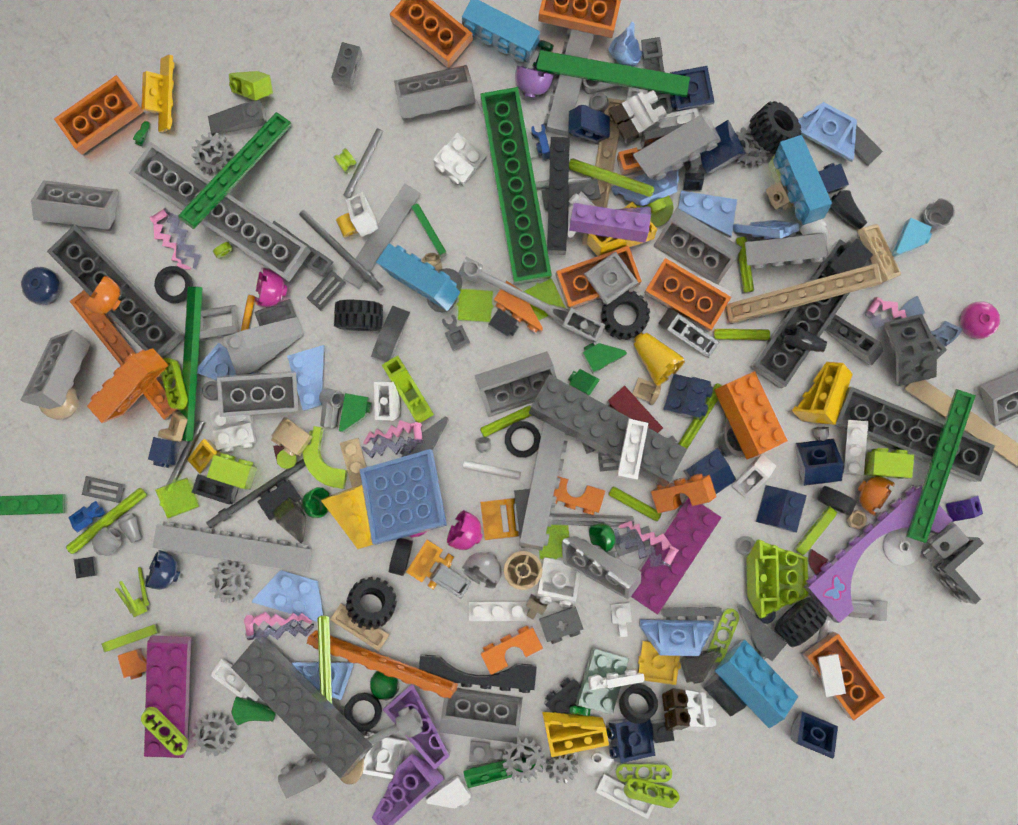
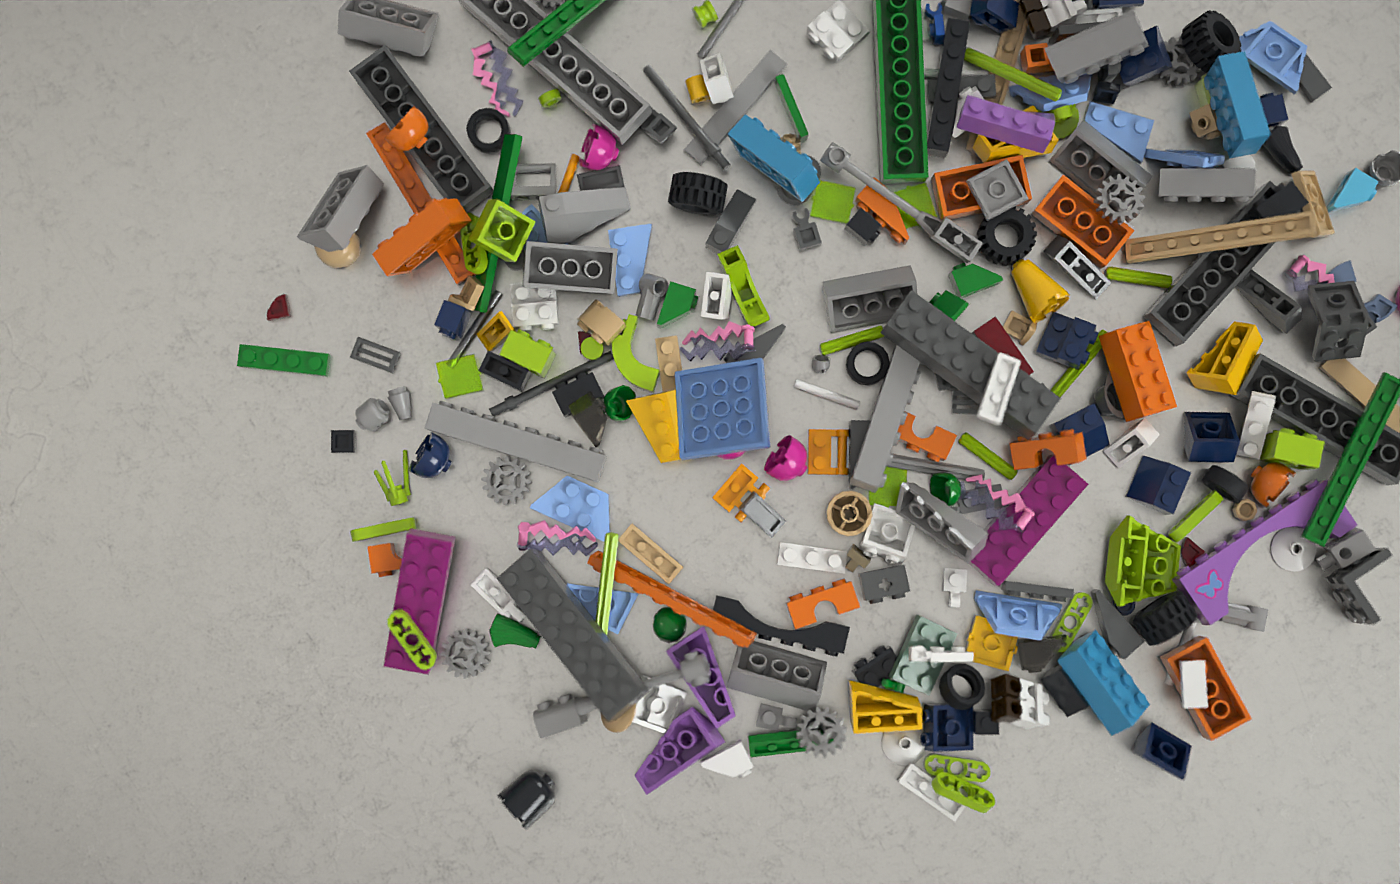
camera: 15 degrees right, 0 degrees up
(15, 461) = (279, 308): none -> dark red tile
(41, 285) = (335, 111): dark blue cylinder -> none
(84, 516) = (349, 382): blue plate -> none
(106, 520) = (374, 391): lime axle -> none
(194, 371) = (501, 230): none -> lime brick
(315, 302) = (643, 167): dark grey tile -> none
(375, 588) = (679, 515): black tyre -> none
(377, 707) = (642, 634): black tyre -> none
(400, 556) = (709, 478): black tyre -> none
(483, 568) = (802, 505): light grey cylinder -> none
(566, 772) = (865, 754): light grey gear -> none
(707, 274) = (1112, 205): none -> light grey gear
(744, 545) = (1109, 522): light grey tile -> none
(746, 272) = (1153, 198): lime axle -> none
(803, 339) = (1209, 288): black piece -> none
(821, 433) = (1216, 404): light grey hinge -> none
(964, 509) = (1372, 515): dark purple bracket -> none

